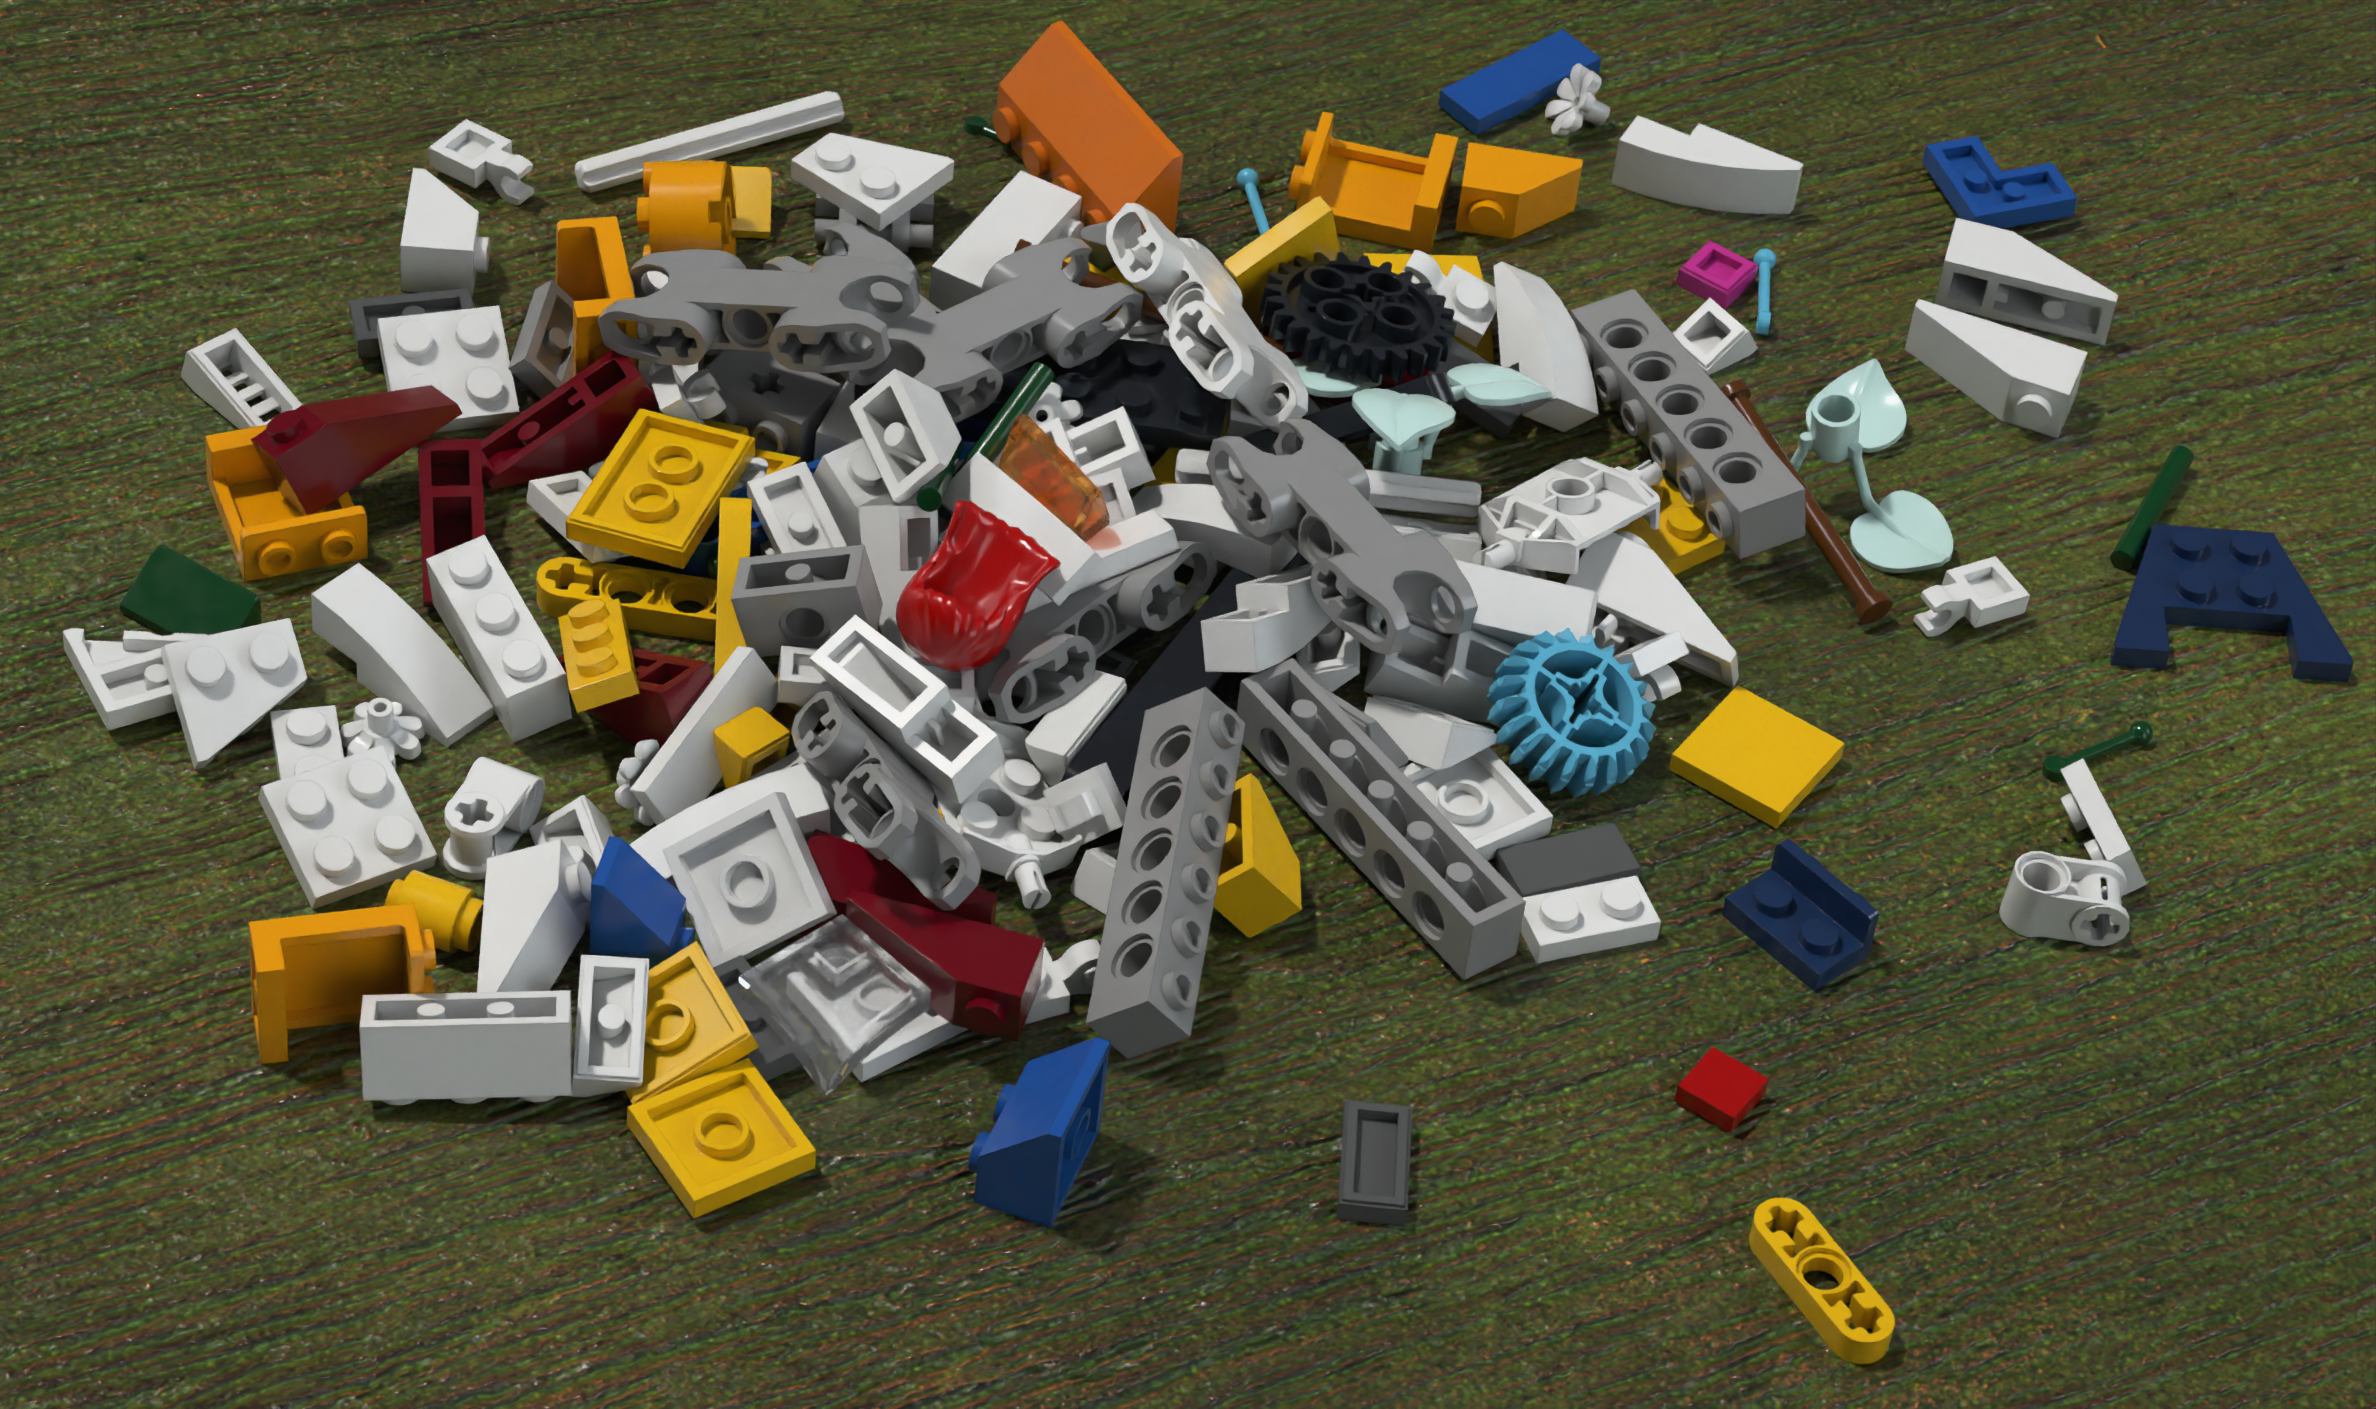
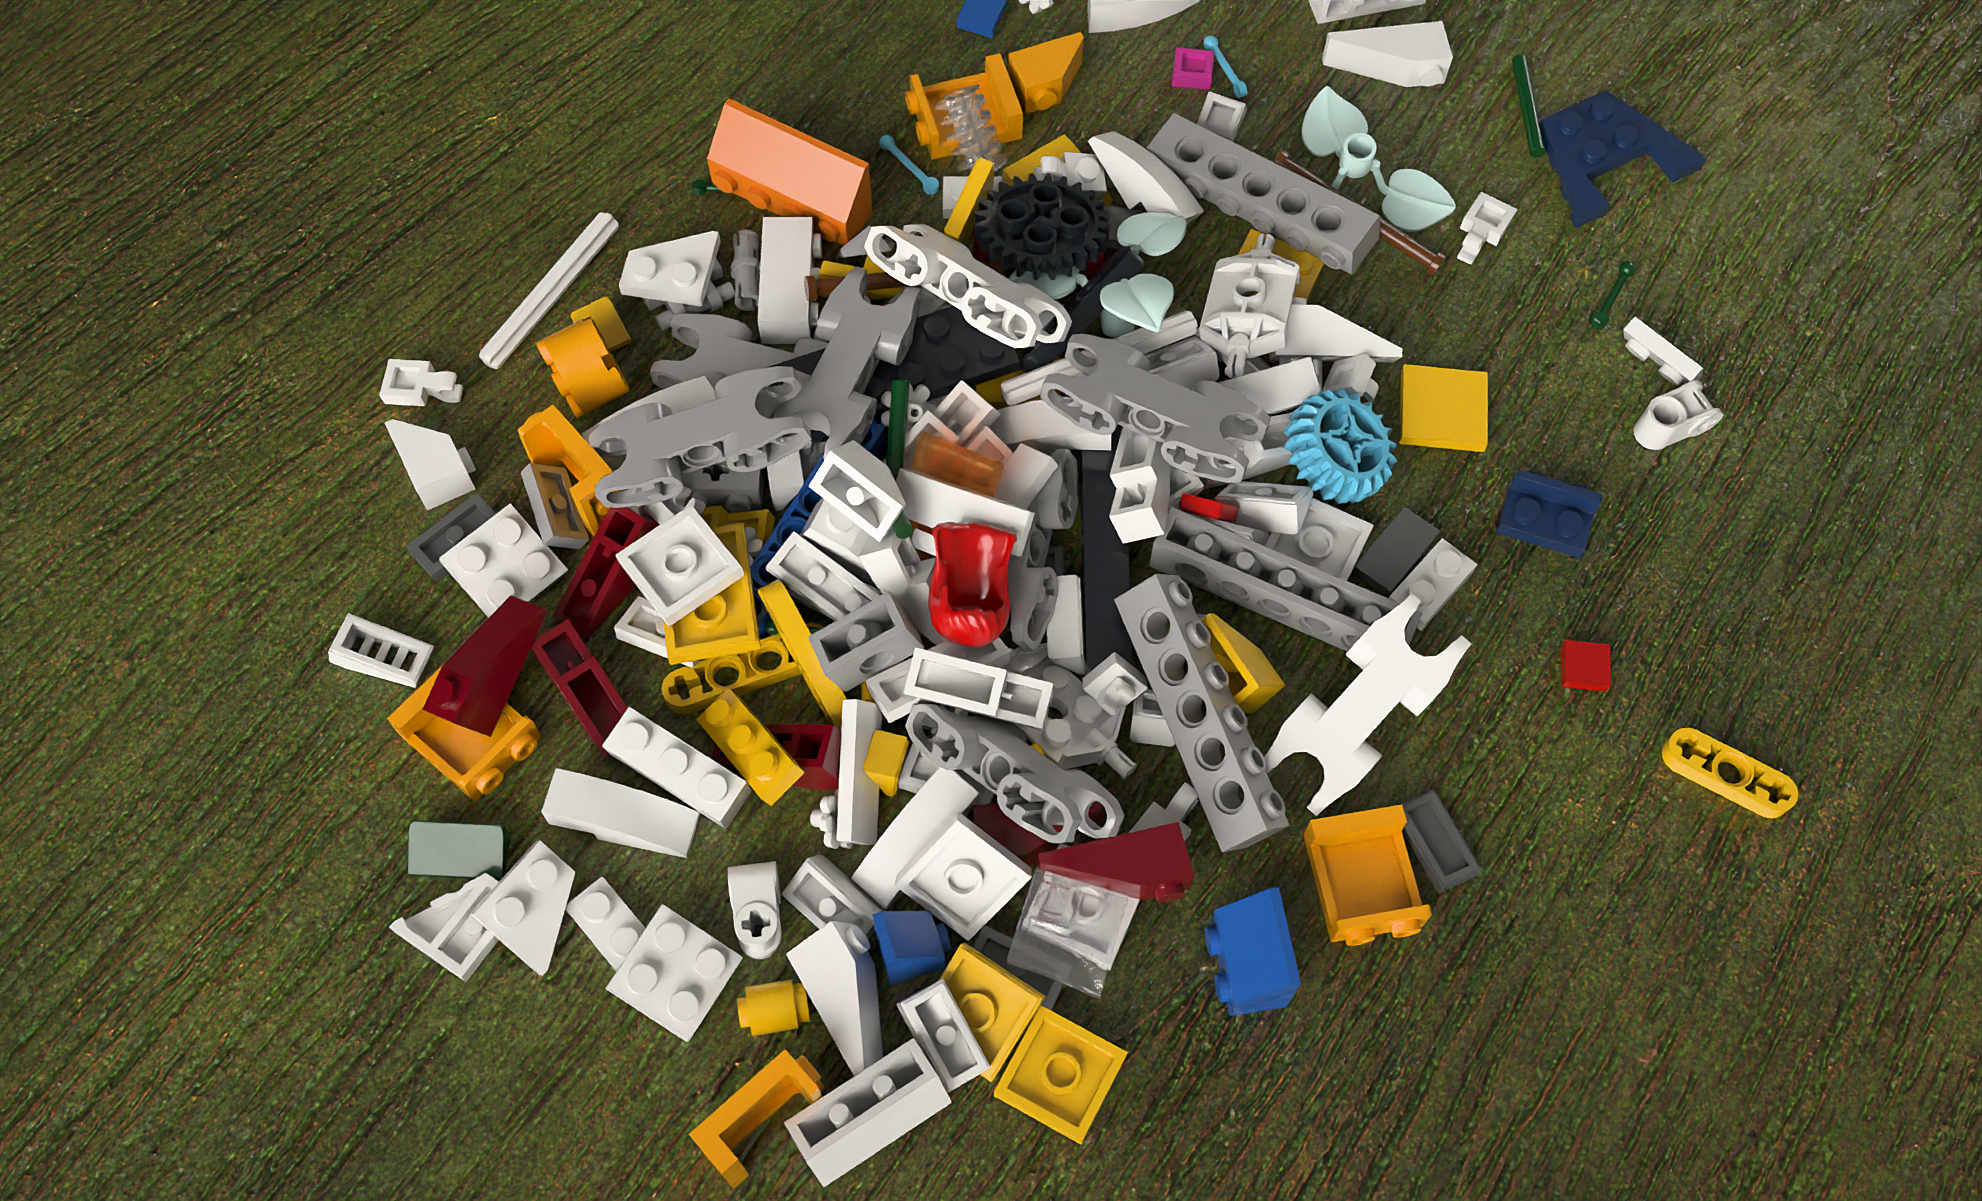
camera: 25 degrees left, 20 degrees up
(386, 725) = (648, 882): white plant -> none
(646, 433) = (680, 565): none -> white plate
(959, 217) = (746, 269): none -> light grey pin
(1254, 1138) = (1365, 875): none -> light orange panel
(1347, 688) = (1208, 508): none -> red tile
(1353, 190) = (971, 128): none -> clear piece
(1414, 939) = (1388, 676): none -> white piece

